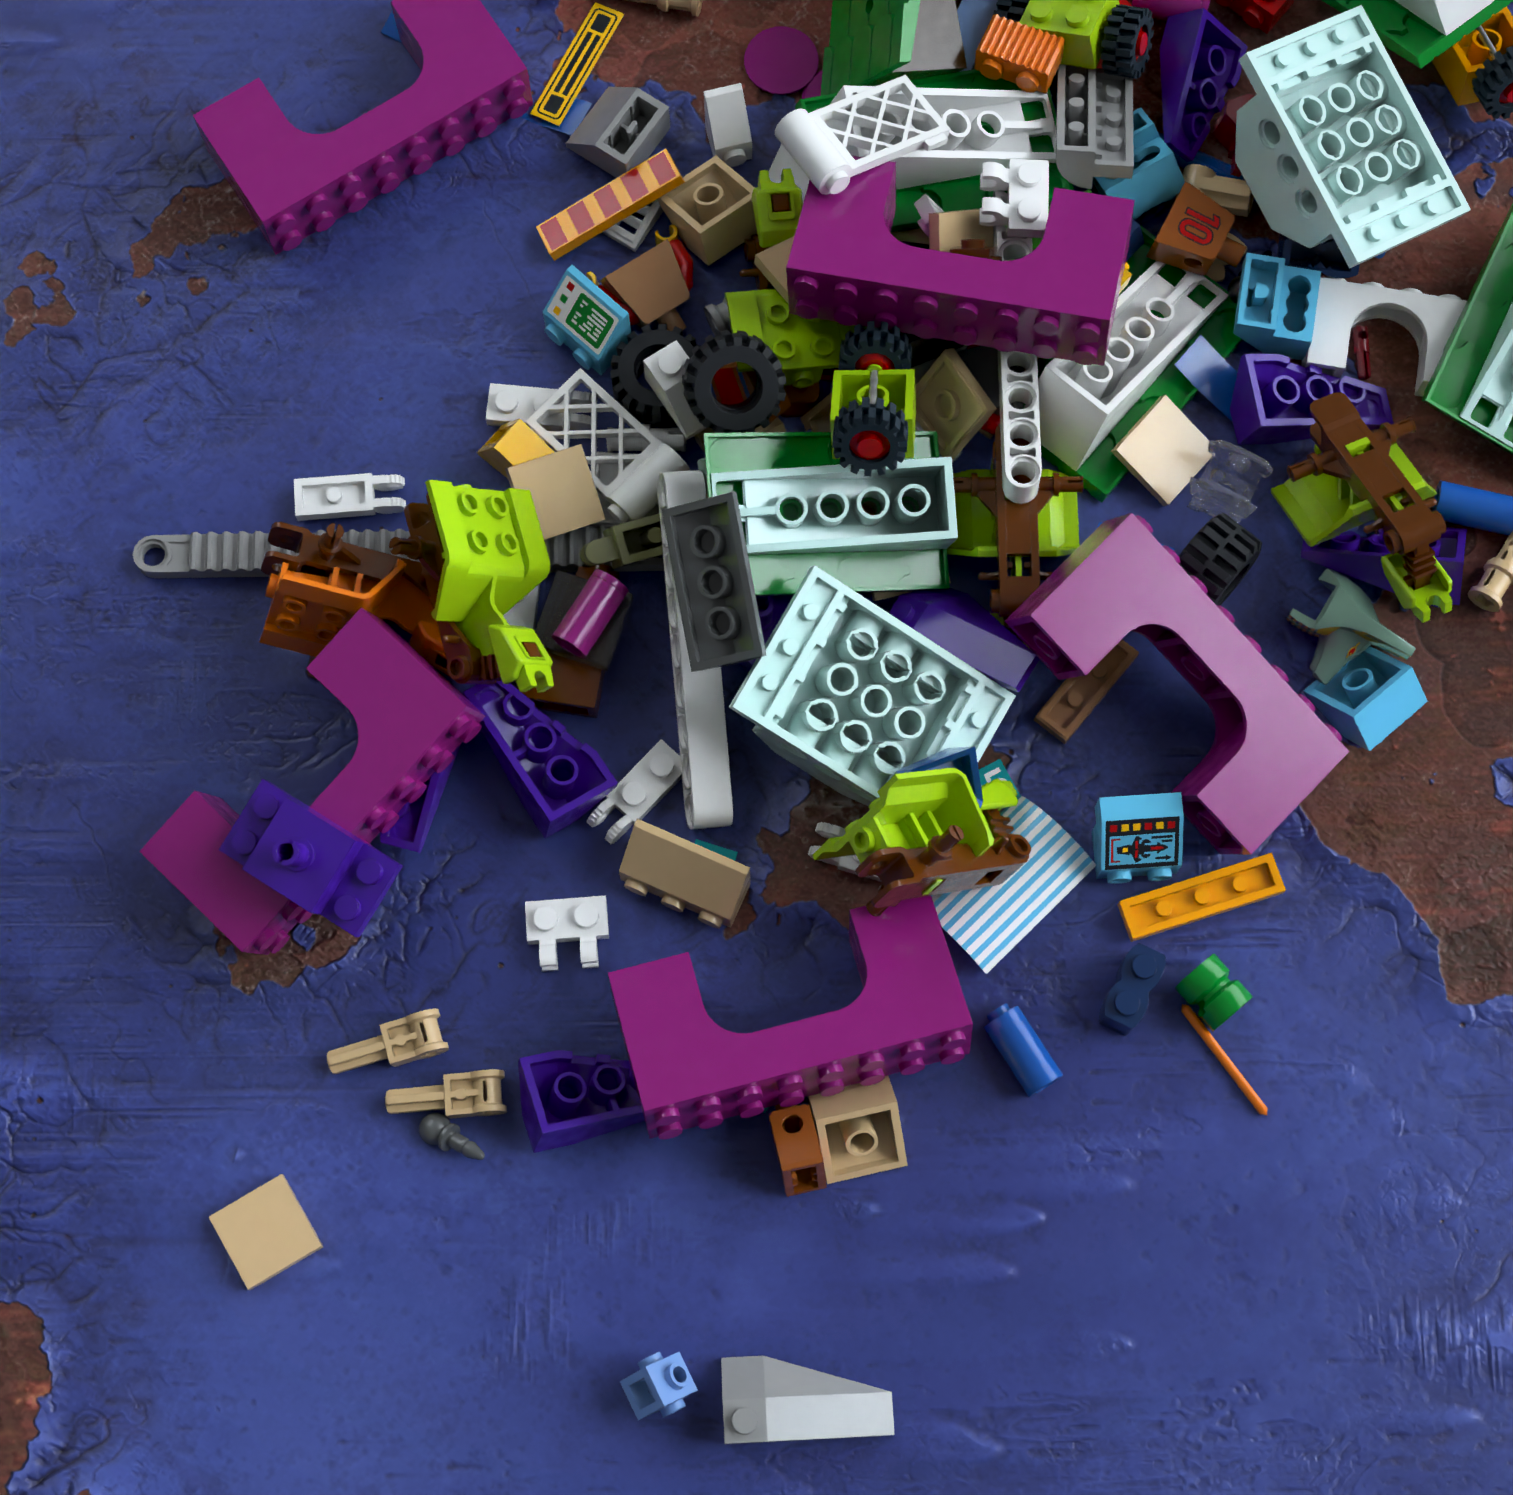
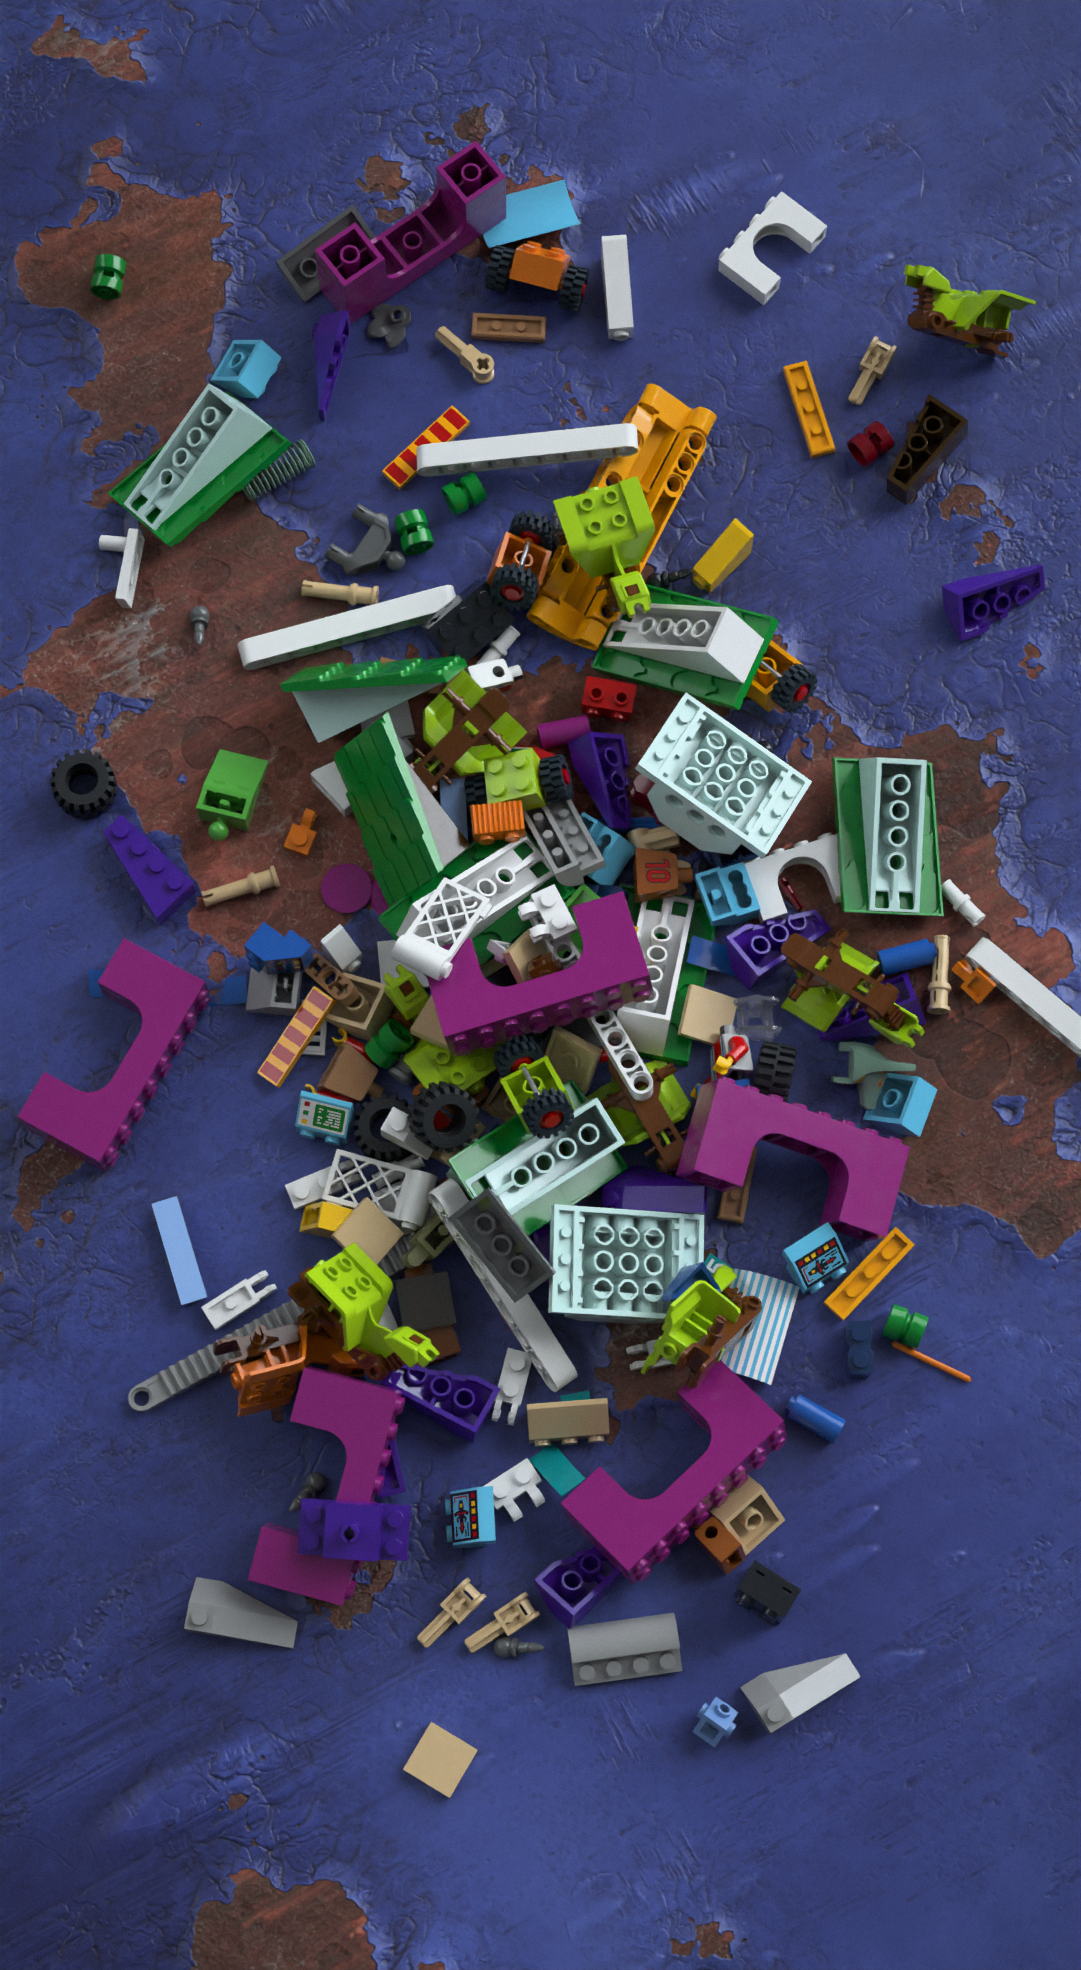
camera: 30 degrees left, 0 degrees up
(105, 888) = (230, 1613): none -> light grey wedge
(307, 397) = (179, 1250): none -> light blue slope
(309, 782) = (314, 1484): none -> dark grey bar
(484, 932) = (471, 1517): none -> medium azure piece
(577, 64) = (222, 955): sticker -> none
(590, 613) = (431, 1297): magenta pin -> none
(592, 1219) = (624, 1649): none -> light grey brick
(633, 929) = (557, 1469): none -> teal sticker
(637, 75) = (277, 954): none -> blue piece
(691, 165) = (332, 988): none -> medium nougat beam
(721, 269) = (386, 1045): none -> green wheel
(822, 1246) = (766, 1593): none -> black piece
(1171, 508) = (729, 1057): none -> torso

